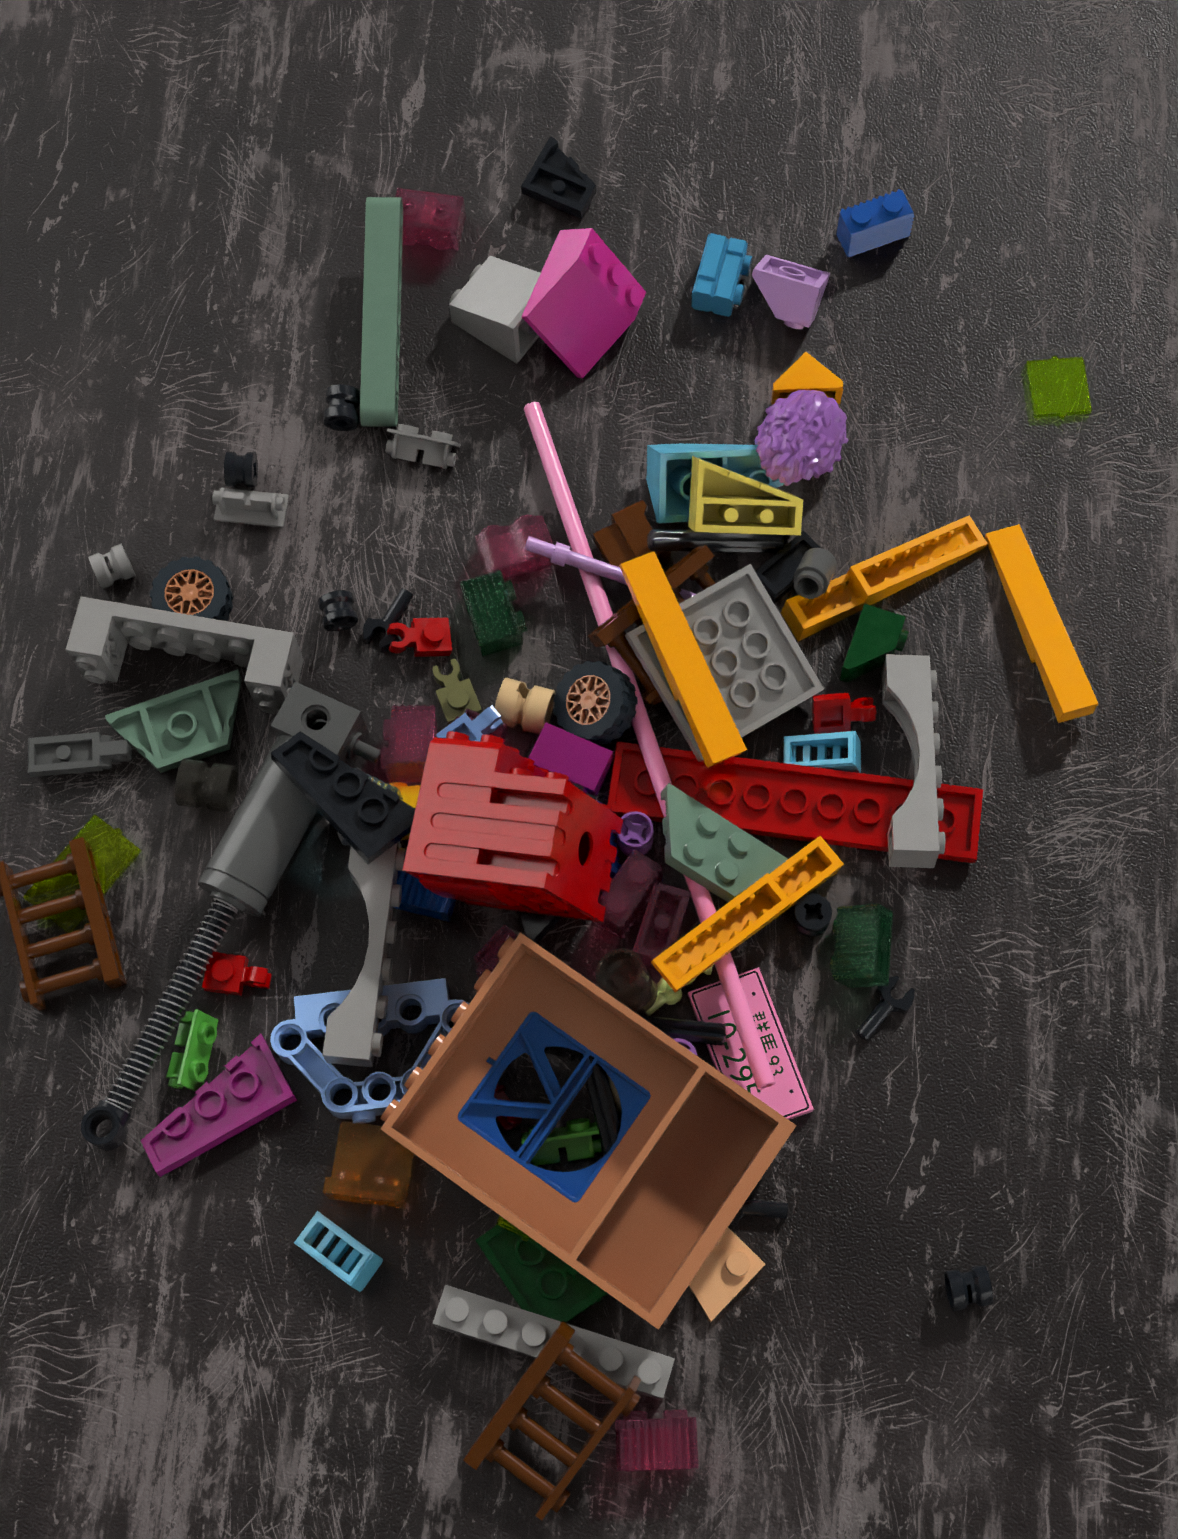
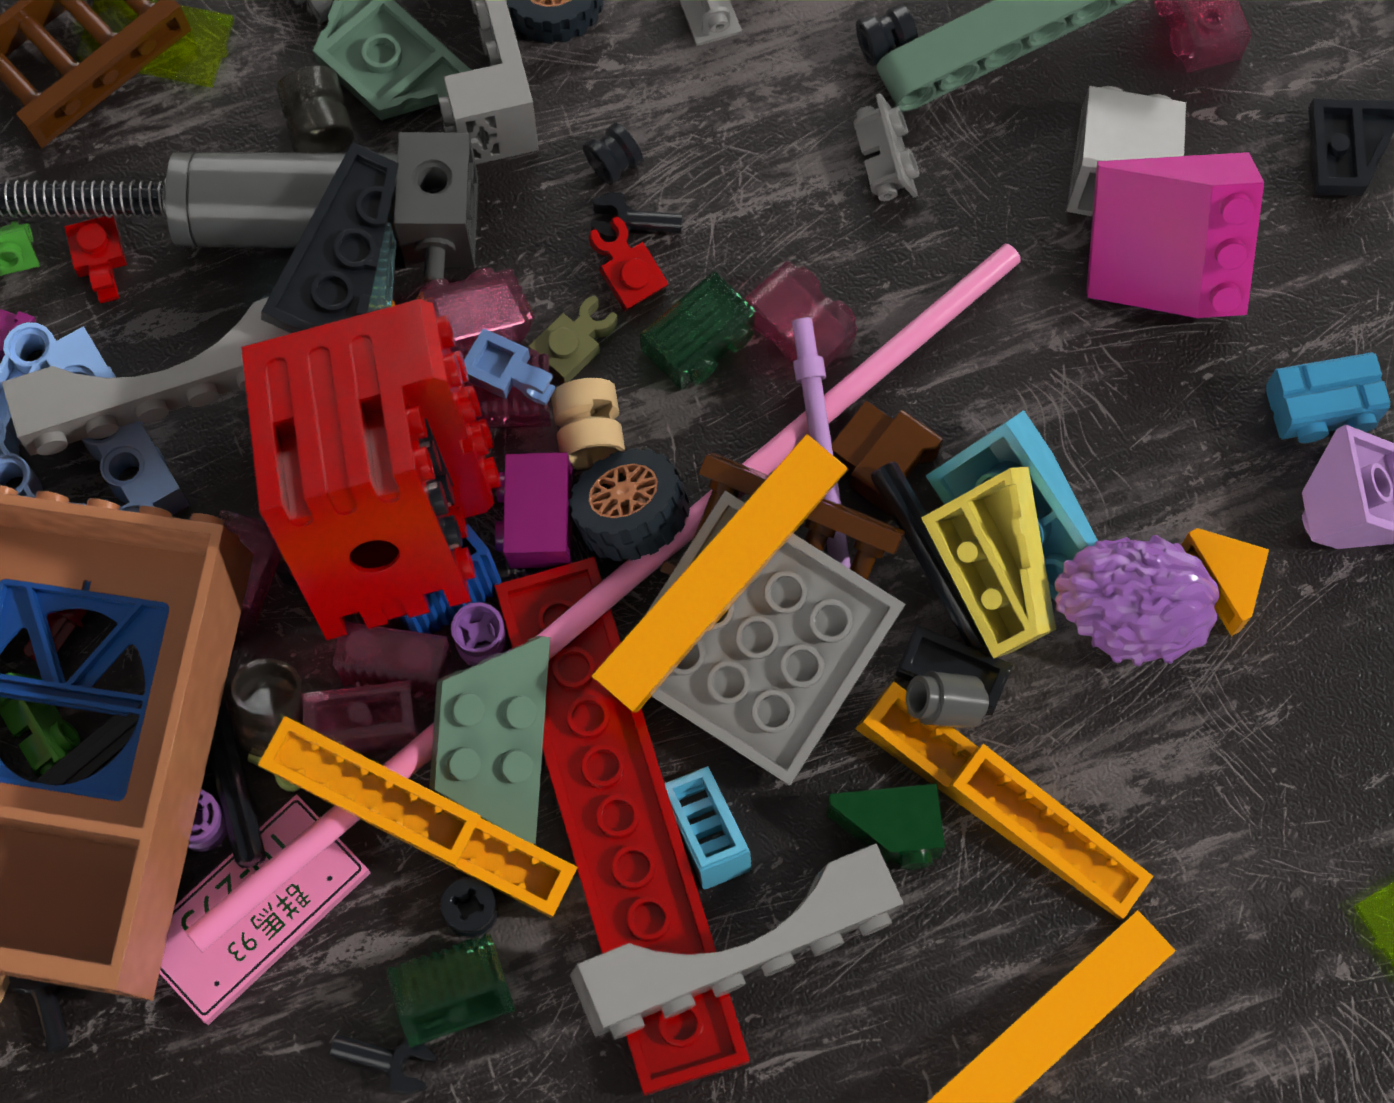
camera: 60 degrees right, 0 degrees up
(835, 712) = (767, 821): red plate -> none

